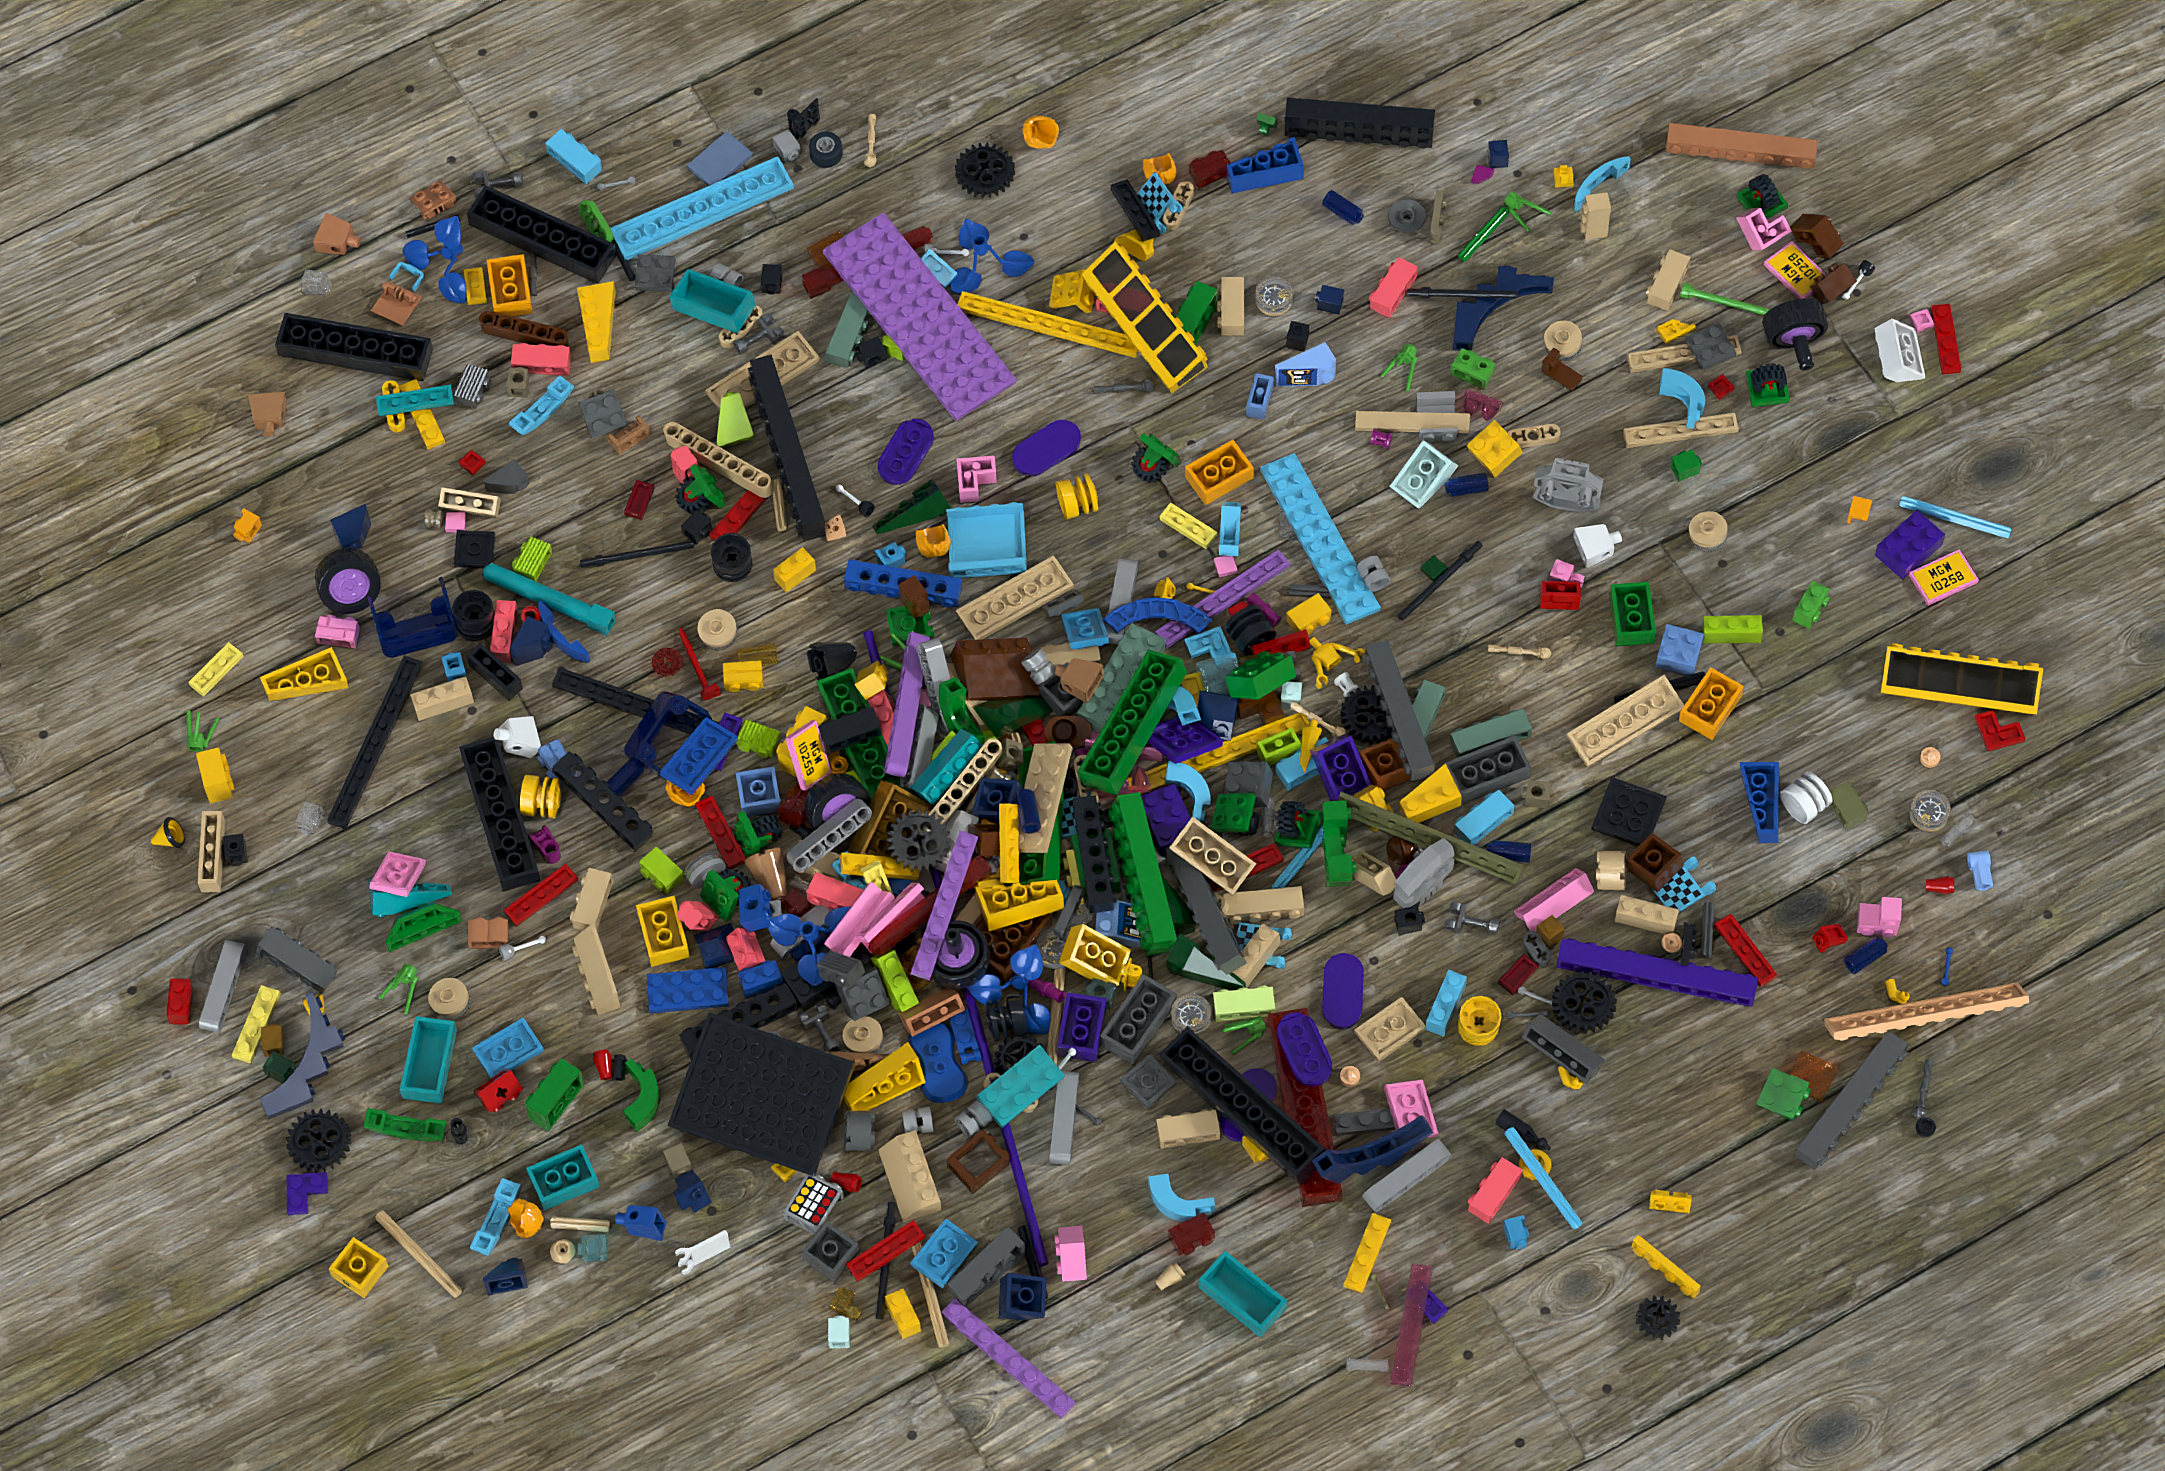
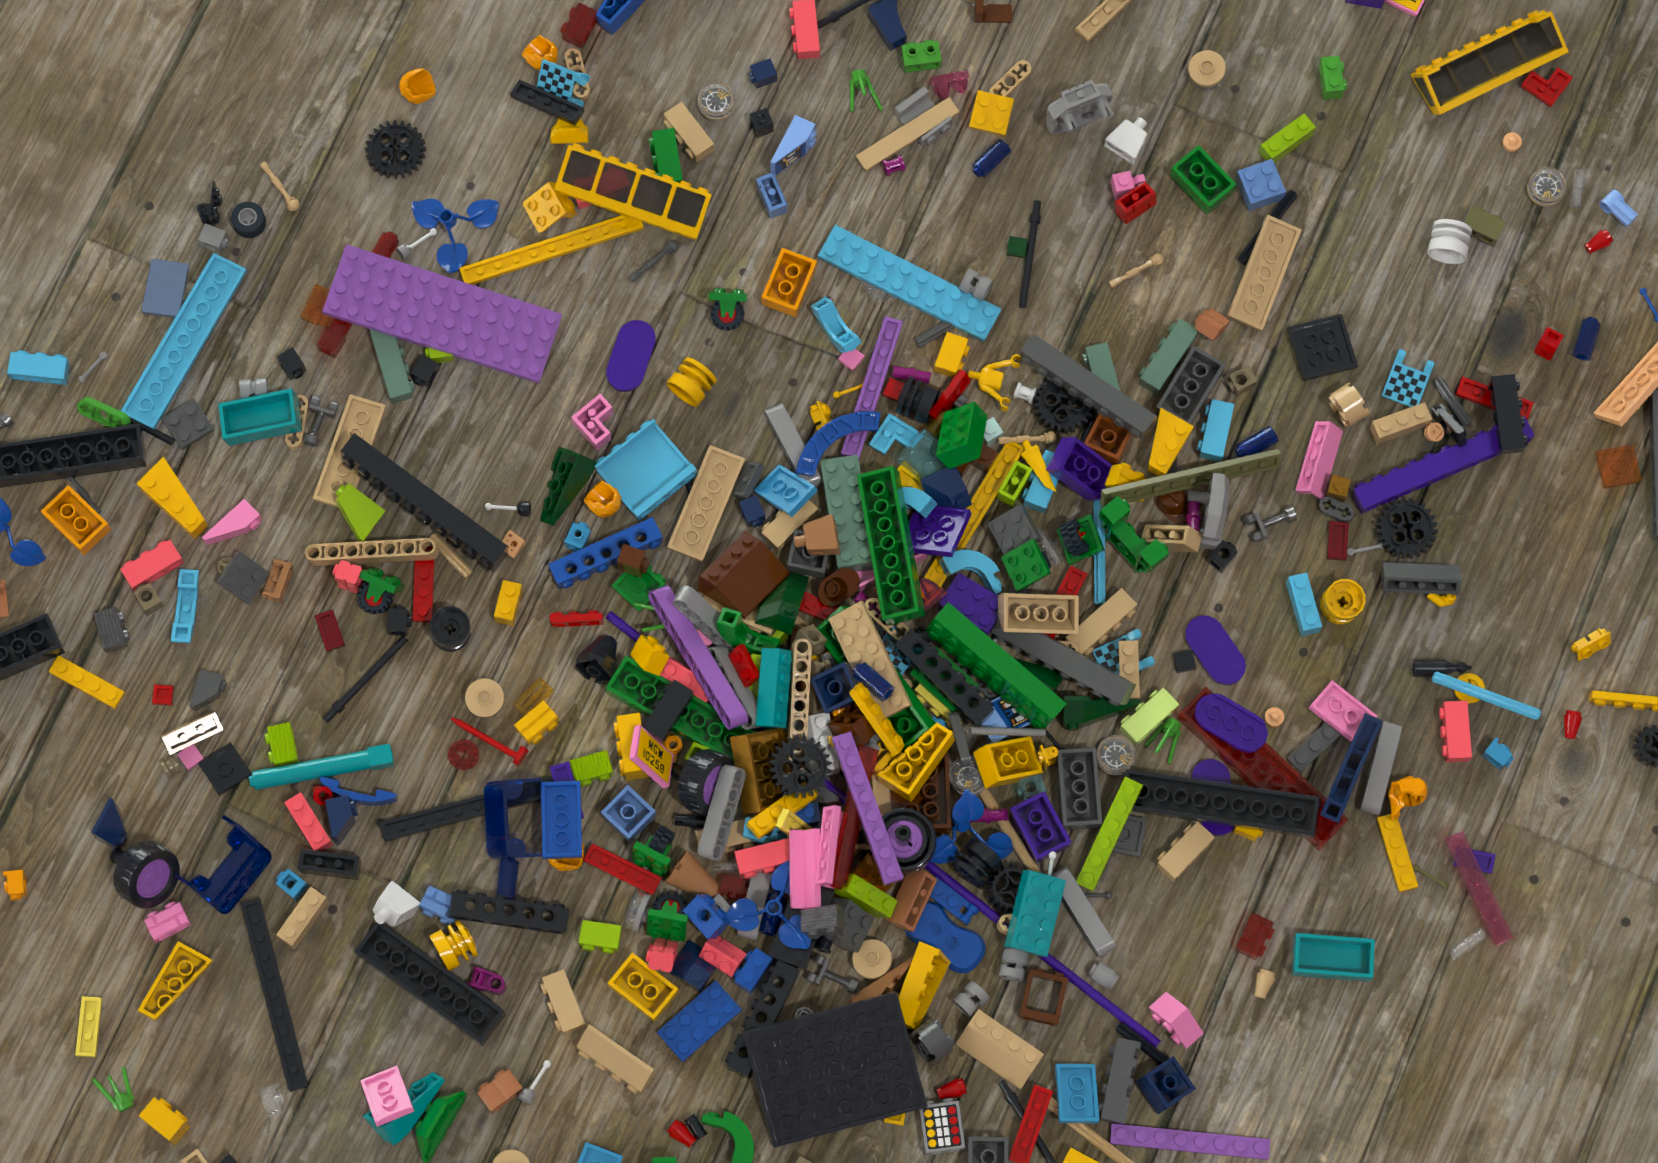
camera: 40 degrees left, 10 degrees up
(390, 418) = (43, 686): yellow beam -> none
(414, 400) = (74, 676): teal plate -> none
(474, 615) = (269, 819): black wheel -> none
(475, 286) = (44, 538): yellow plate -> none
(517, 325) = (108, 550): reddish brown beam -> none
(541, 895) = (517, 1027): red plate -> none
(633, 370) = (235, 523): none -> bright pink slope
(793, 807) = (669, 804): clear red brick -> none
(839, 618) = (576, 619): none -> red hinge
(905, 451) = (518, 437): dark purple tile -> none
(939, 268) = (424, 260): medium azure plate -> none
(939, 736) = (744, 665): none -> red plate
(1039, 667) = (774, 549): light grey wheel -> none
(1041, 1178) = (1103, 975): none -> light grey brick
(1046, 629) = (752, 511): none -> dark blue brick
(1113, 931) = (1007, 731): none -> light grey bar
(1134, 1069) = (1109, 833): none -> lime plate
(1172, 1205) = (1215, 923): medium azure arch -> none
(1188, 525) = (797, 345): light yellow plate -> none
(1310, 982) = (1184, 661): none -> black tile
(1390, 1029) = (1276, 656): tan plate -> none
(1409, 1208) = (1406, 792): none -> light orange head
(1423, 474) = (950, 174): light aqua slope -> none
(1510, 1015) = (1356, 578): dark grey hinge -> none
(1546, 731) = (1211, 324): none -> nougat brick
(1600, 1252) = (1572, 722): none -> red cone
(1654, 862) = (1376, 375): reddish brown brick -> none
(1685, 465) = (1147, 25): green brick -> none
(1711, 703) = (1319, 213): light orange brick -> none
(1740, 962) = (1507, 413): none -> black wedge
(1762, 792) = (1413, 260): blue wedge -> none
(1784, 1094) = (1612, 496): green plate -> none
(1881, 918) = (1578, 300): bright pink brick -> none
(1898, 996) = (1633, 355): yellow arm -> none

